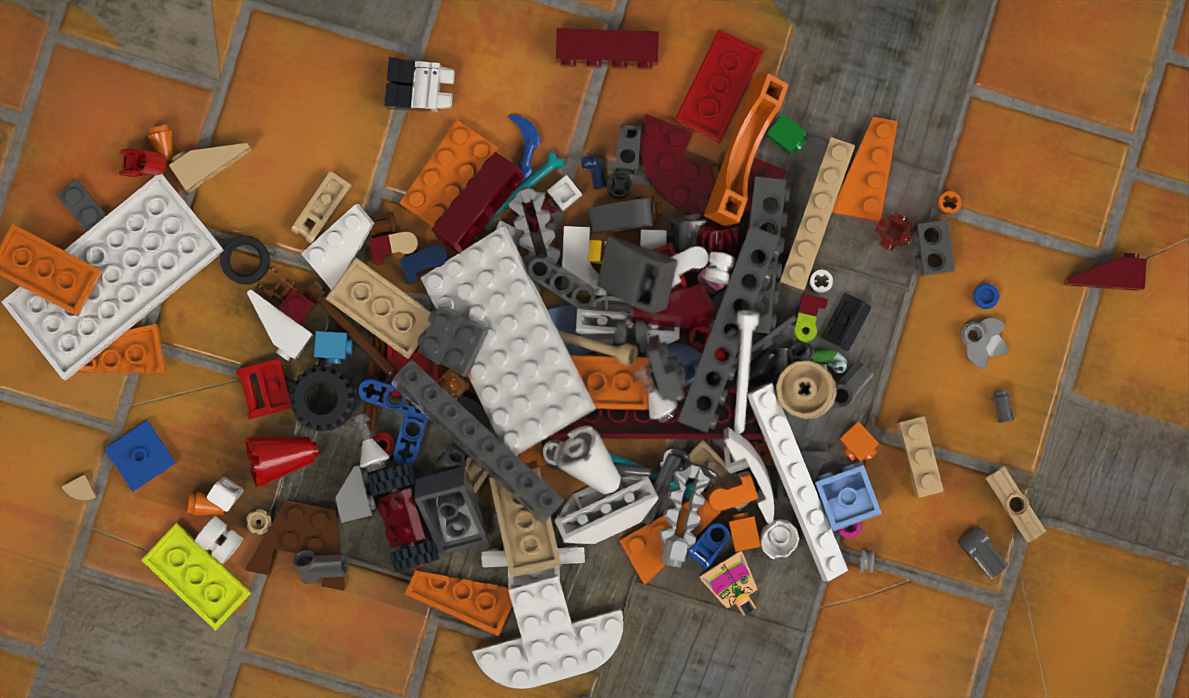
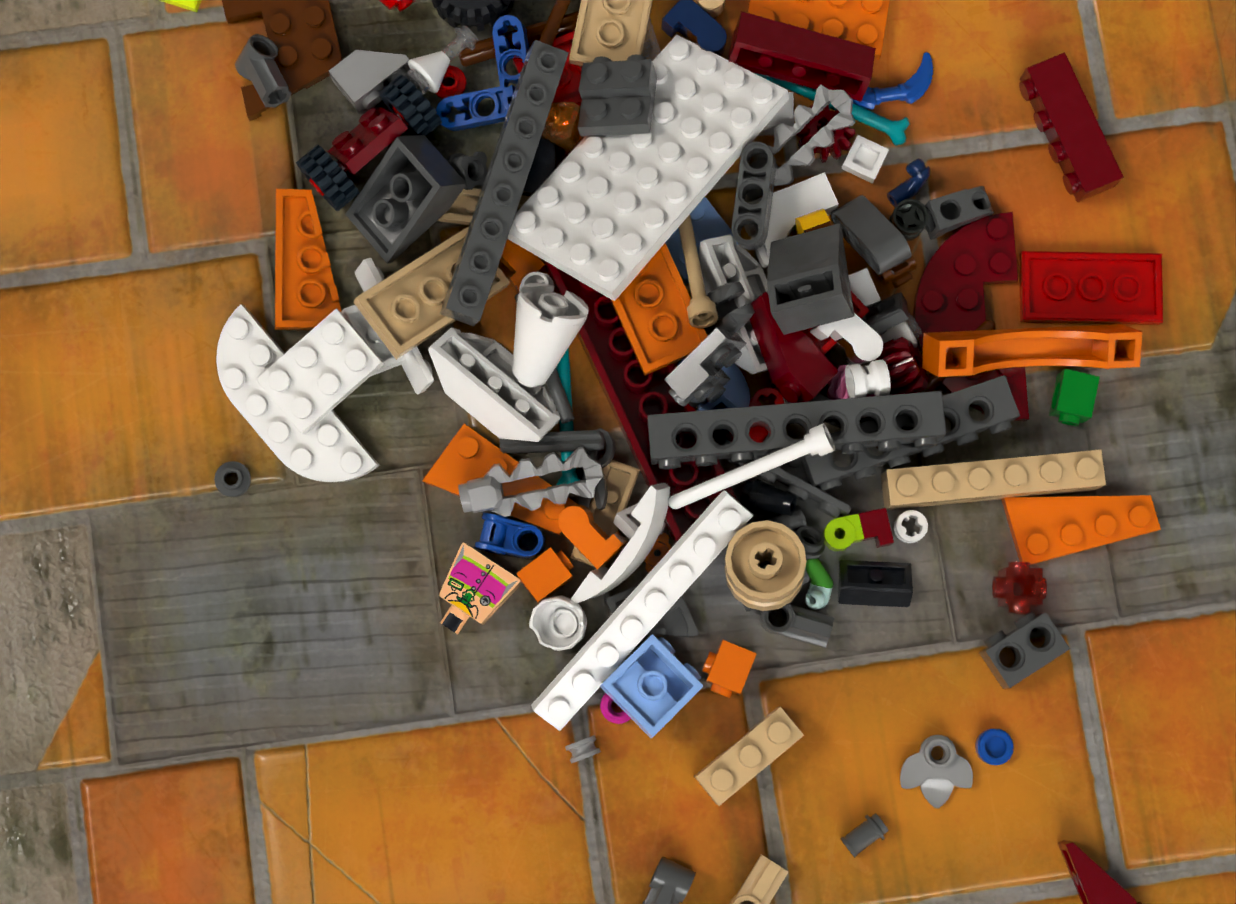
camera: 65 degrees right, 5 degrees down
(658, 408) = (652, 387): piece -> none
(950, 194) = (1079, 646): orange bush -> none

